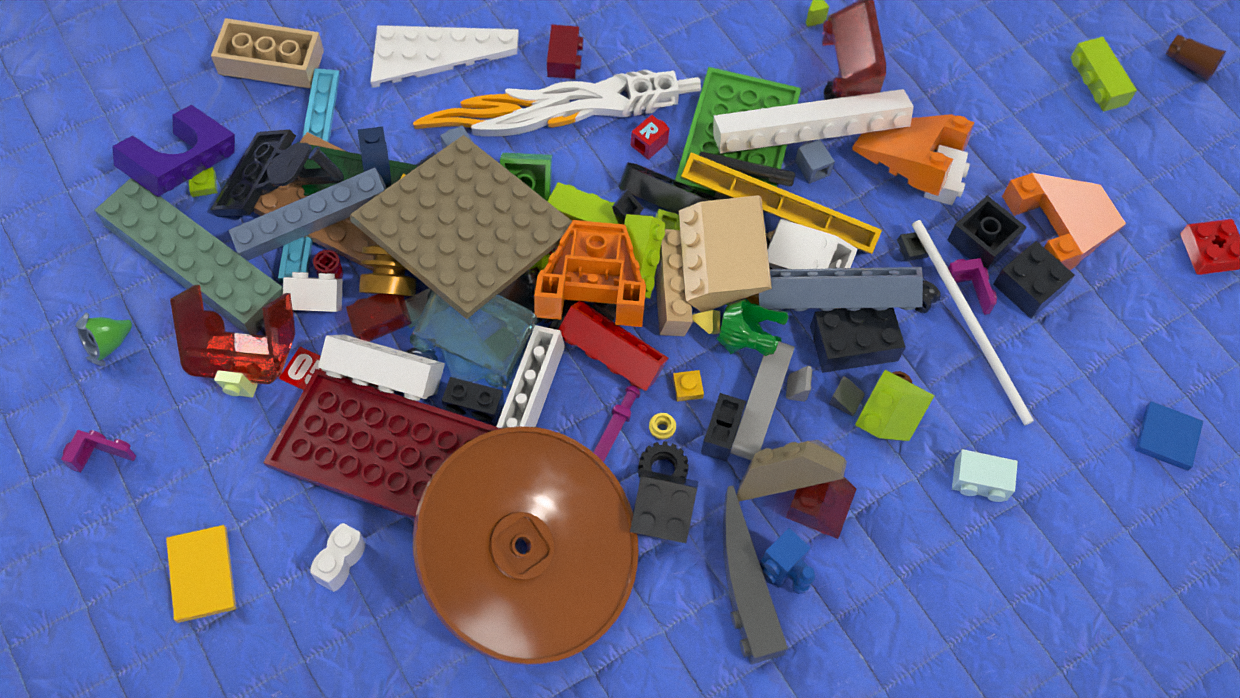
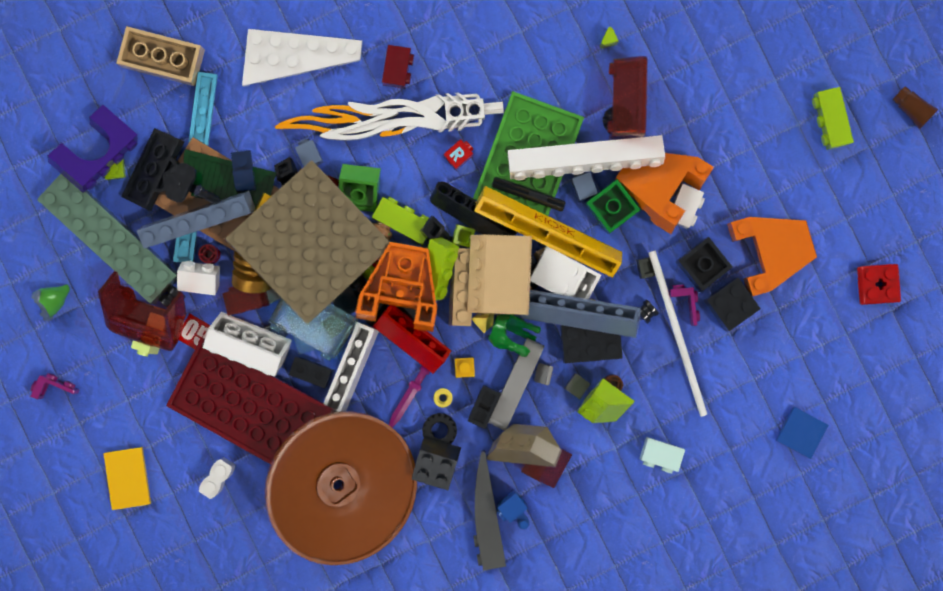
camera: 10 degrees right, 25 degrees up
(855, 177) = (612, 206): none -> green brick

